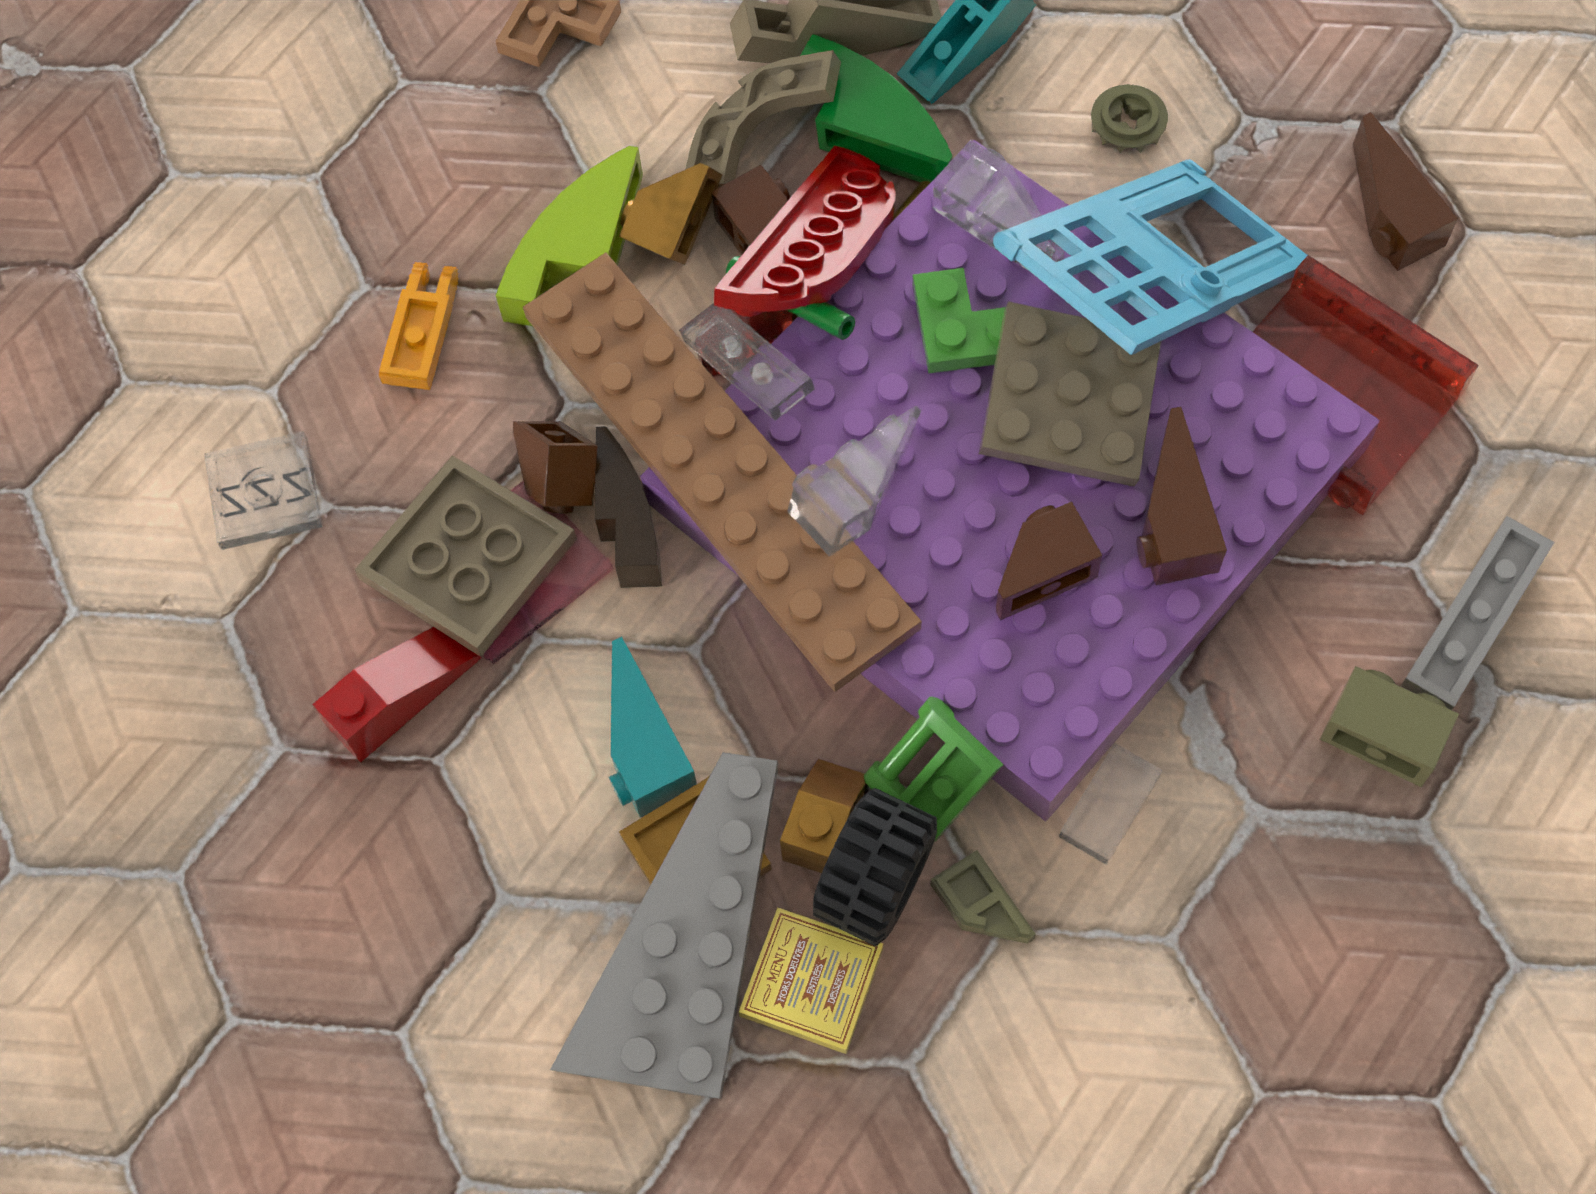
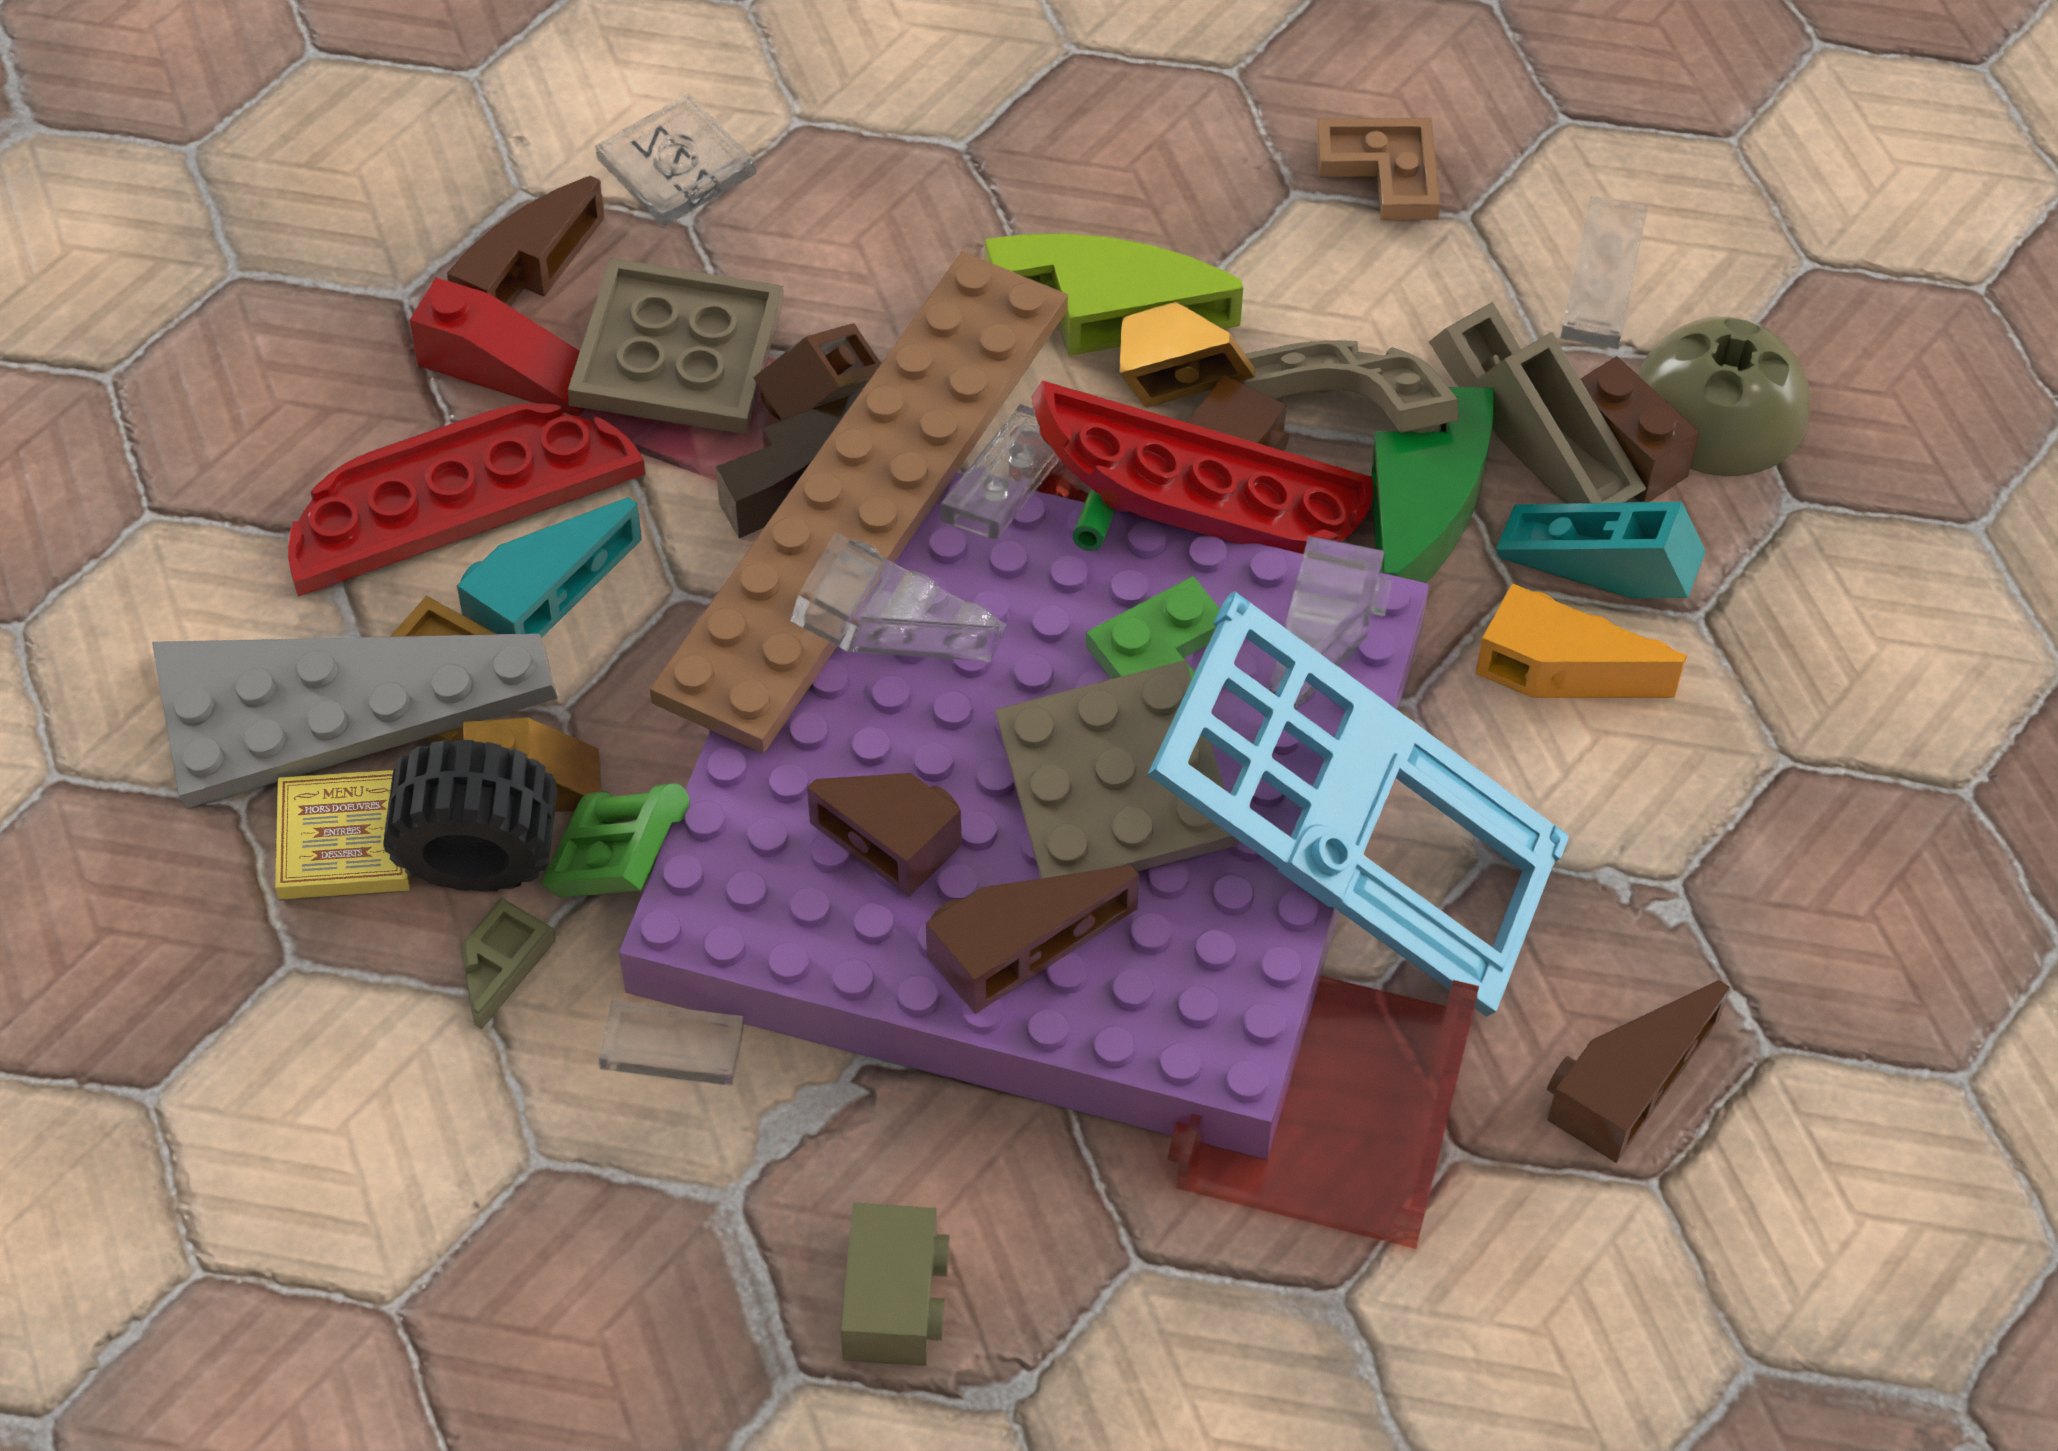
camera: 60 degrees right, 10 degrees down
(301, 628) = (533, 243): none -> reddish brown slope
(418, 329) = (931, 202): light orange hinge -> none
(512, 778) = (452, 488): none -> red plate
(1037, 100) = (1571, 654): none -> light orange slope
(1140, 105) = (1591, 732): olive gear -> none
(1478, 613) = (1091, 1340): light grey plate -> none

